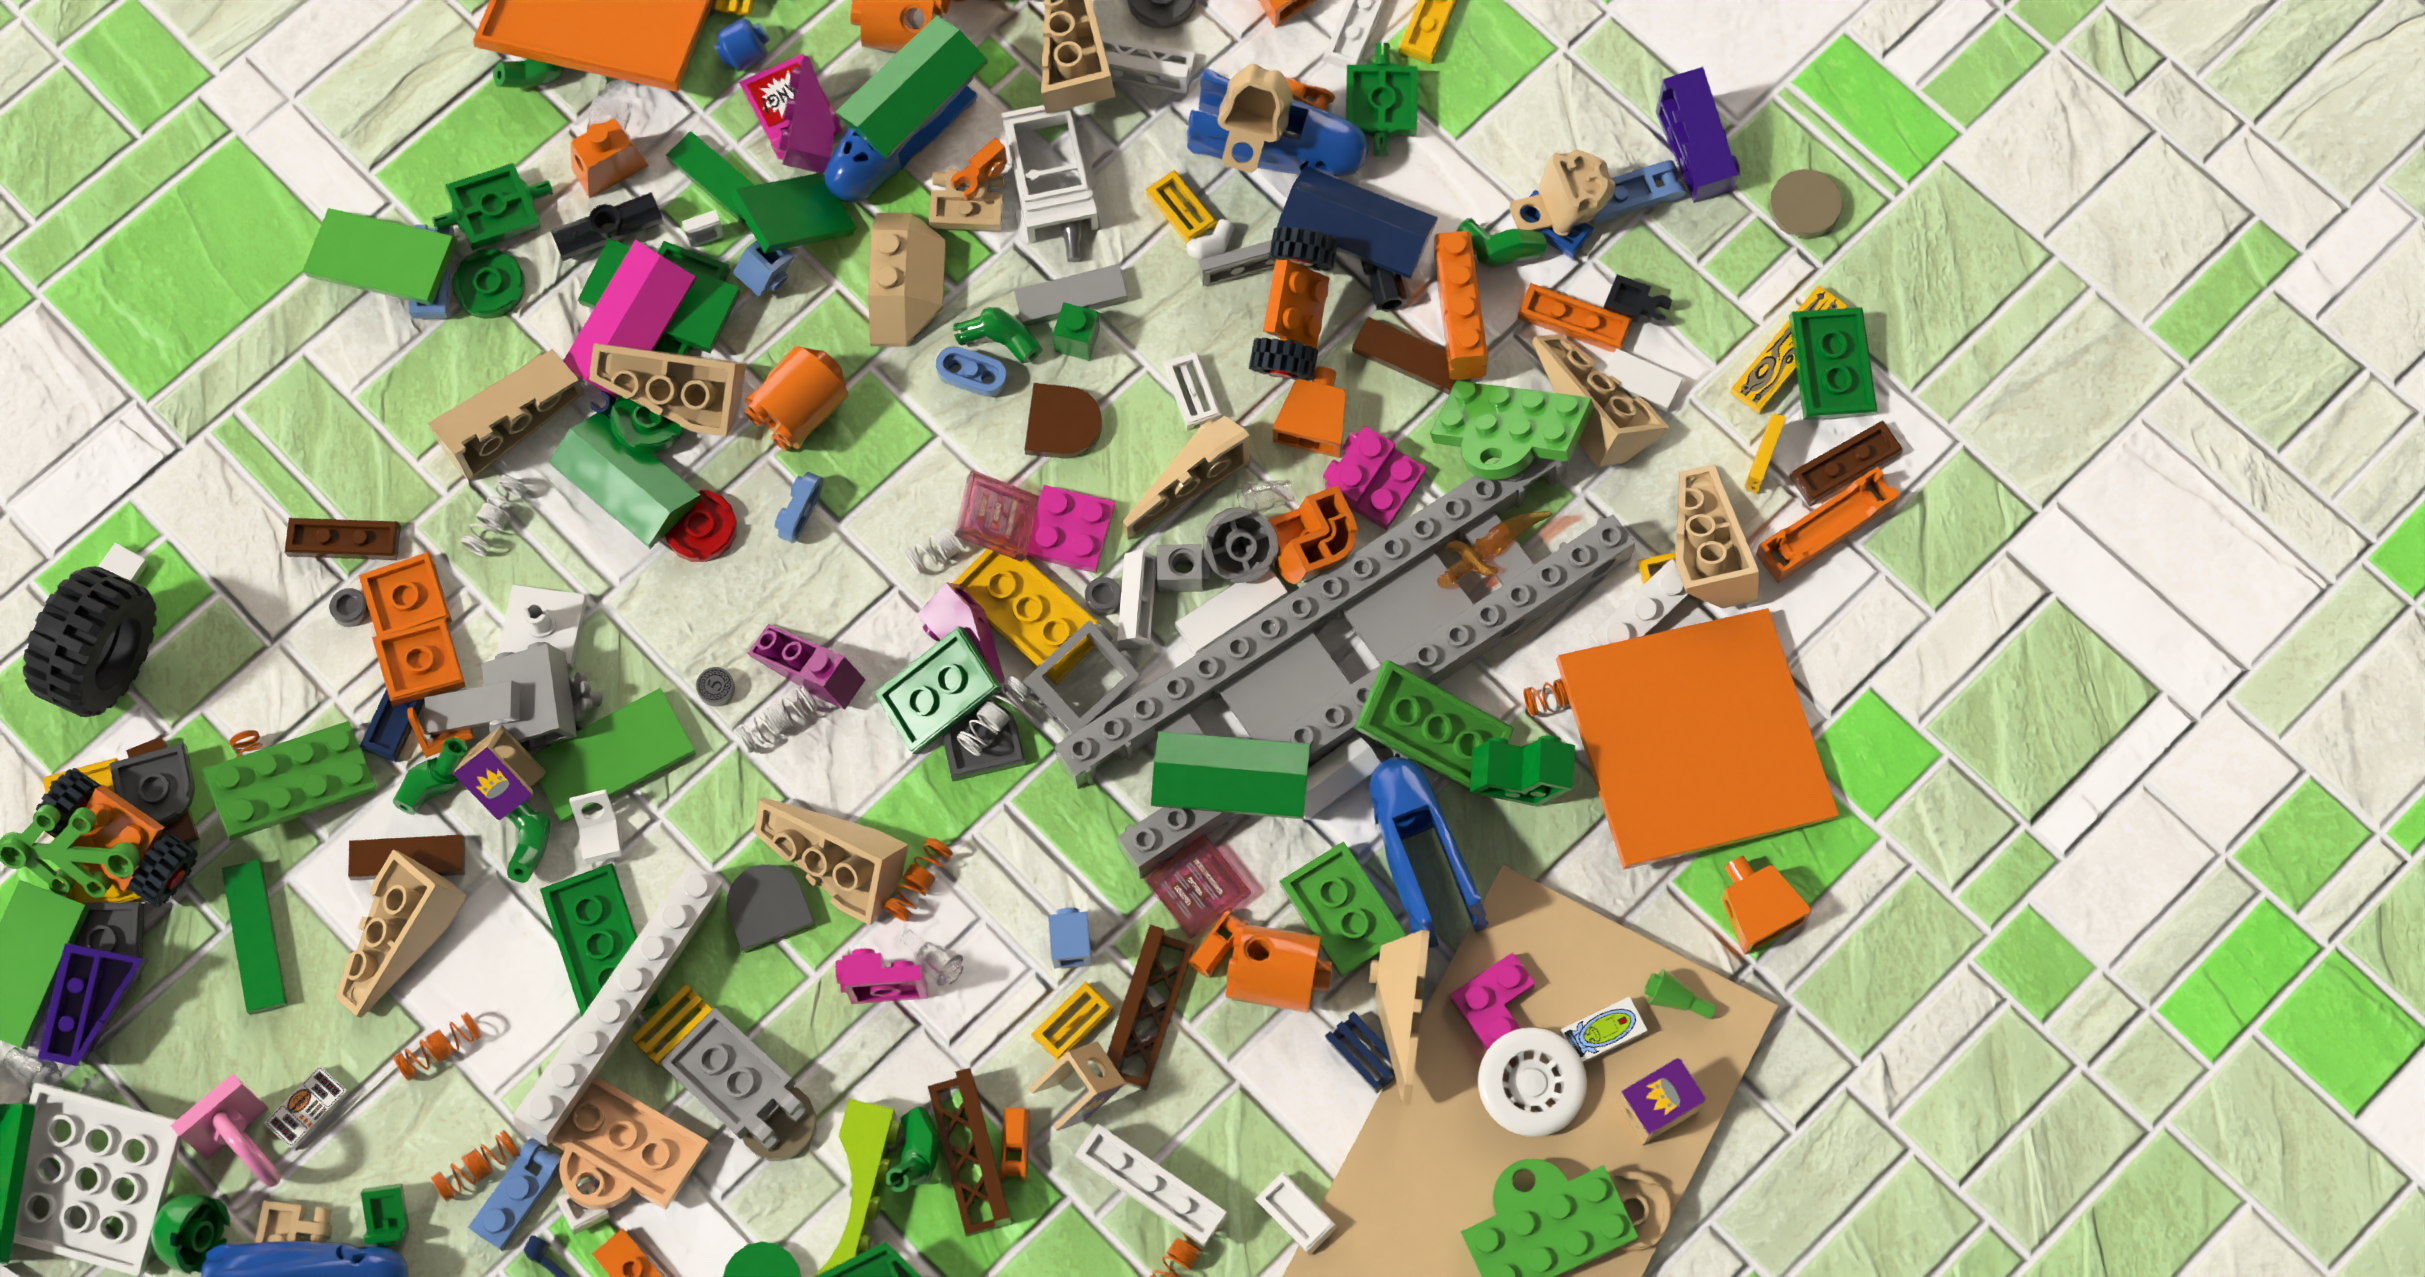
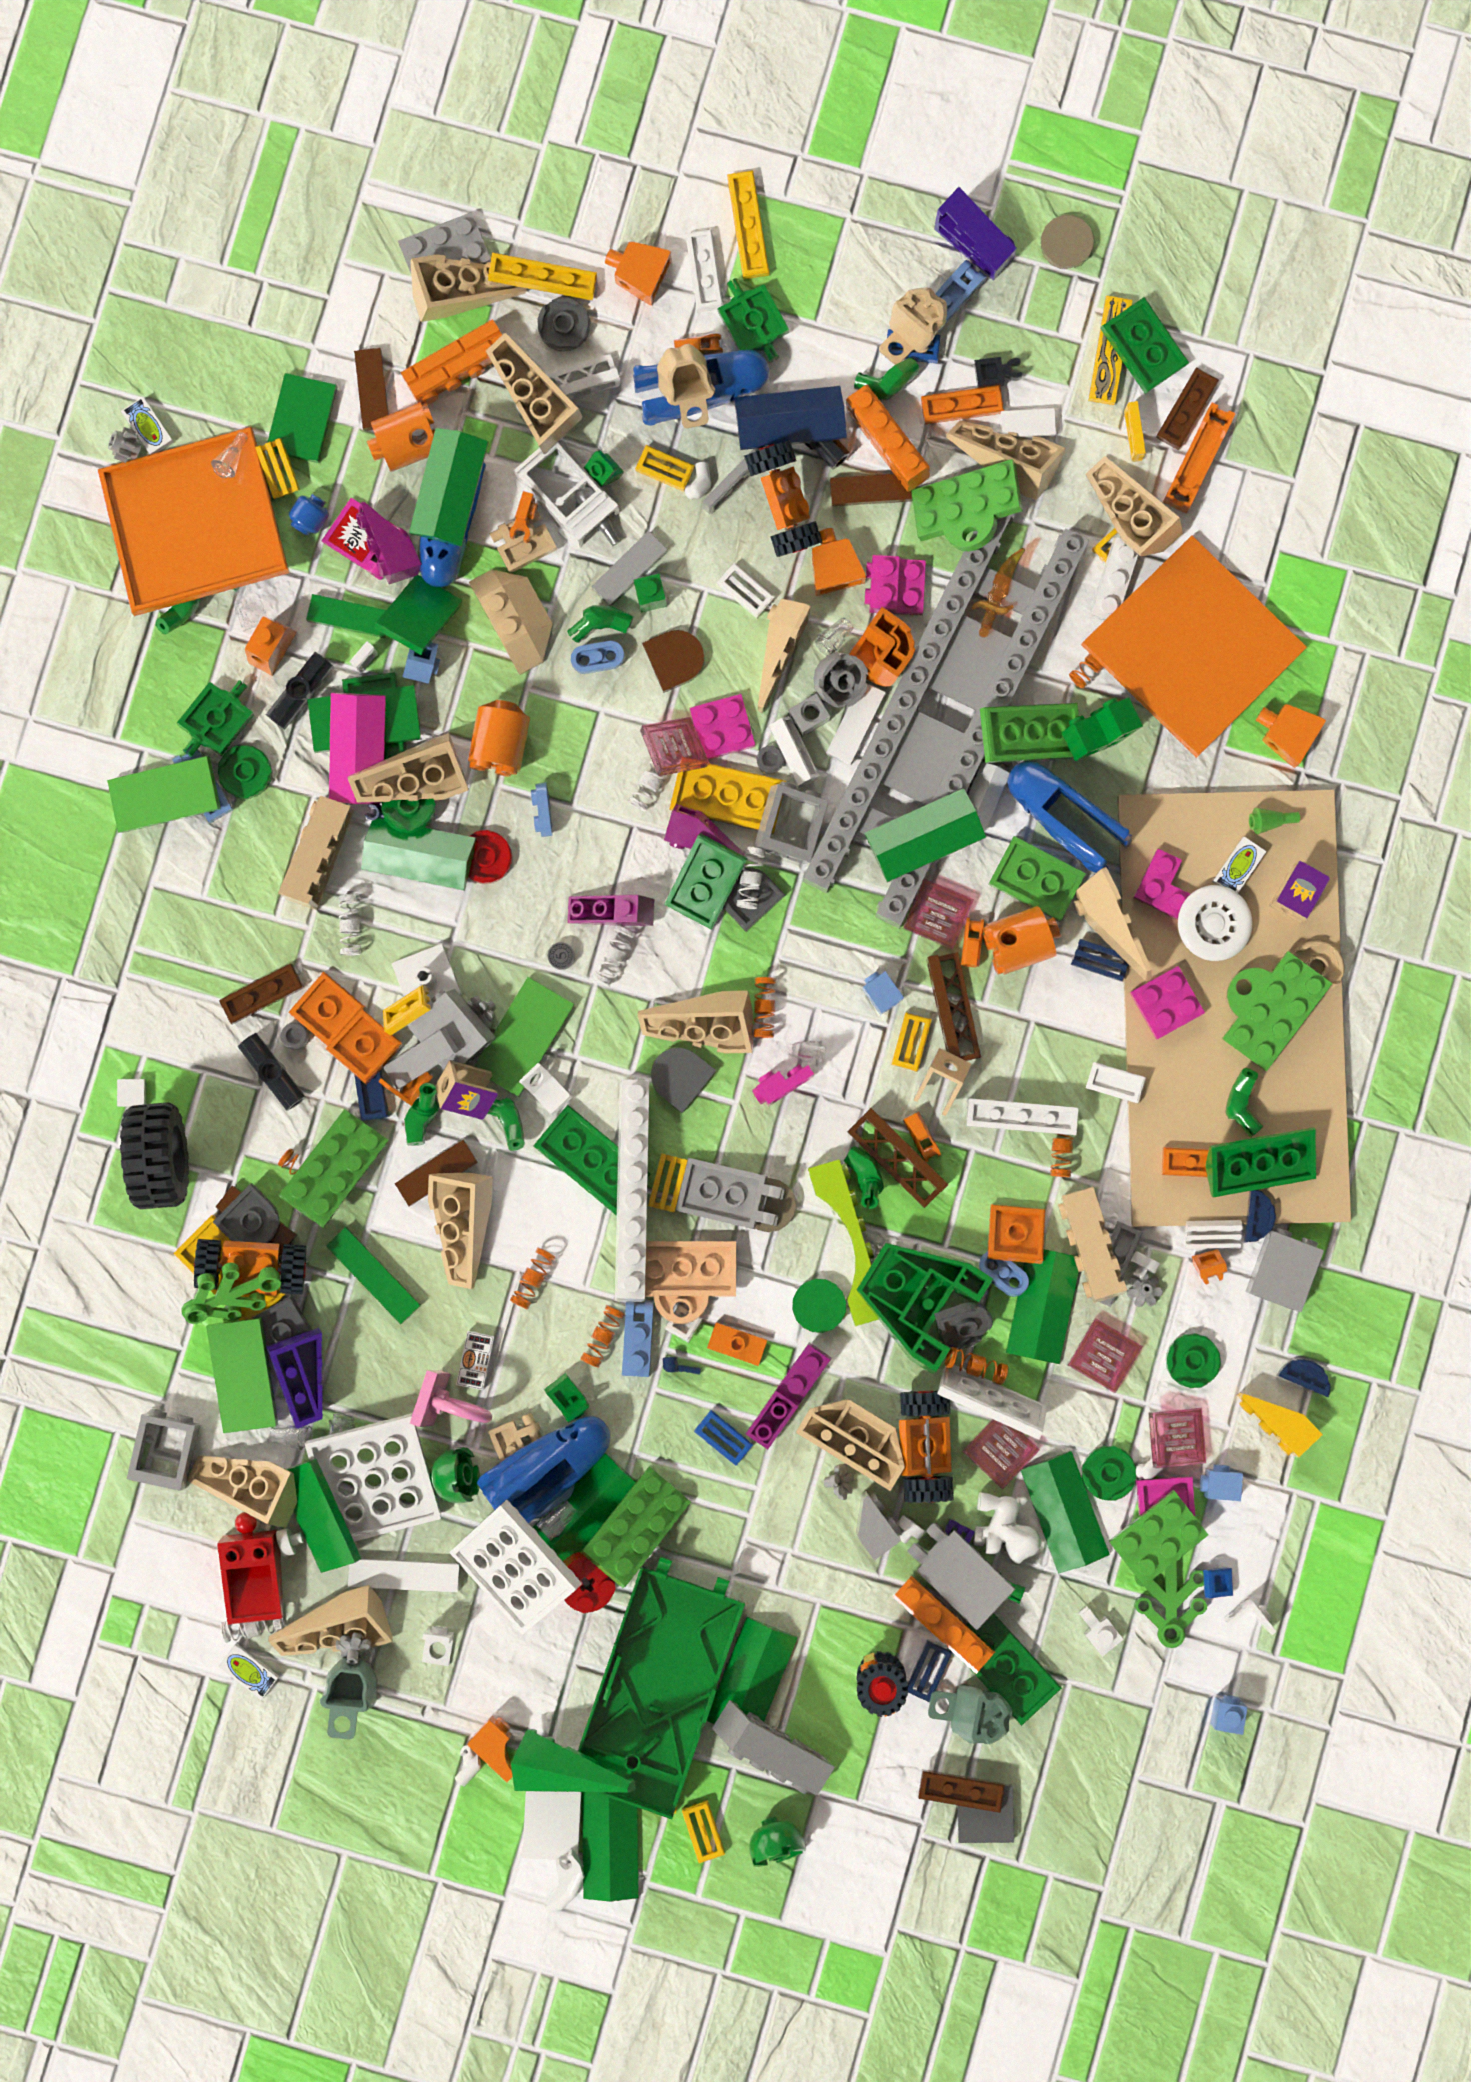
camera: 25 degrees left, 15 degrees up
(292, 610) = (261, 1058): none -> black piece
(492, 644) = (406, 1010): none -> yellow tile
(1107, 168) = (603, 468): none -> green bracket
(1417, 1149) = (1167, 1002): none -> dark pink plate

